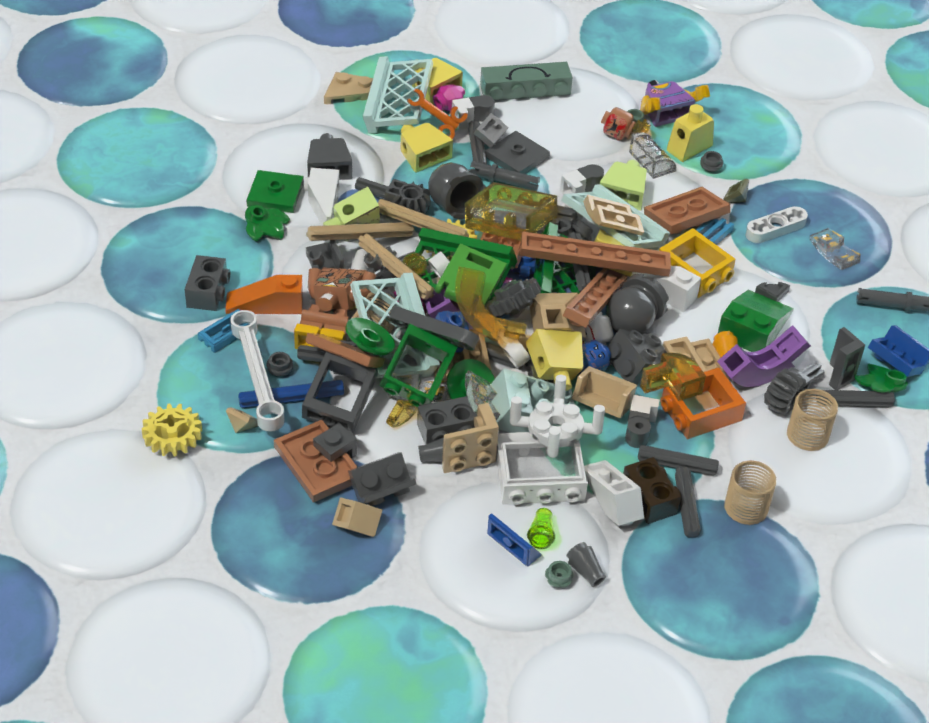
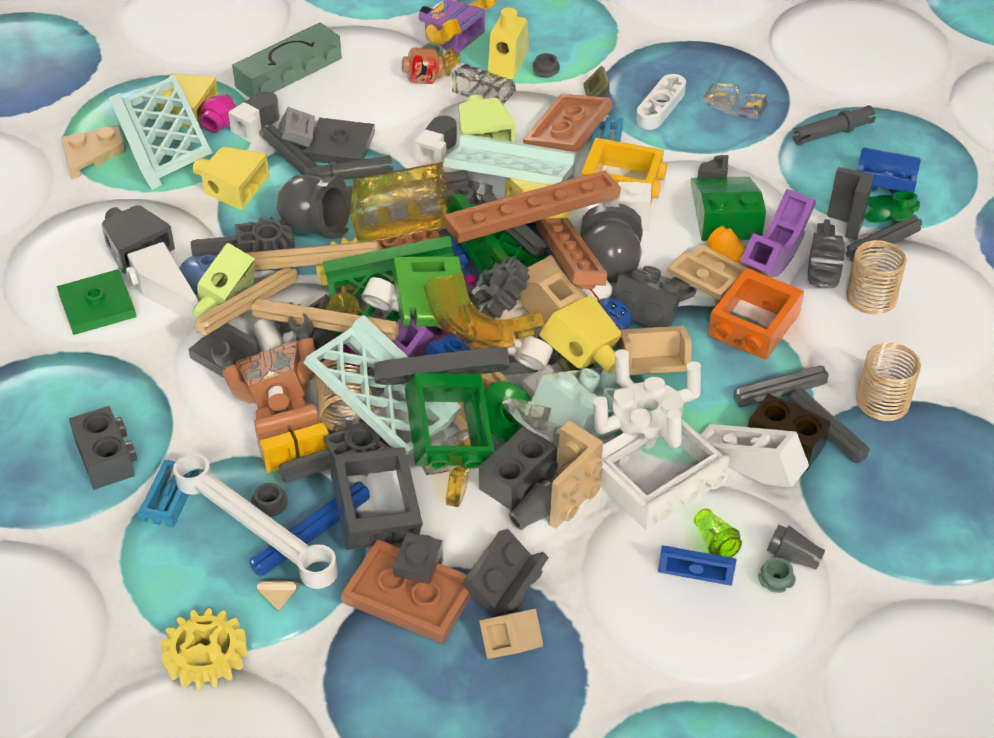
camera: 30 degrees left, 0 degrees up
(265, 222) = (114, 343): green plate -> none
(269, 296) = (191, 426): orange slope -> none
(345, 350) = (350, 443): nougat tile -> none
(369, 336) = (375, 412): green dish -> none
(450, 122) = (244, 134): orange bar -> none
(613, 215) = (514, 157): tan slope -> none
(642, 412) = (716, 370): dark grey leg -> none
(677, 373) = (724, 292): clear yellow brick -> none

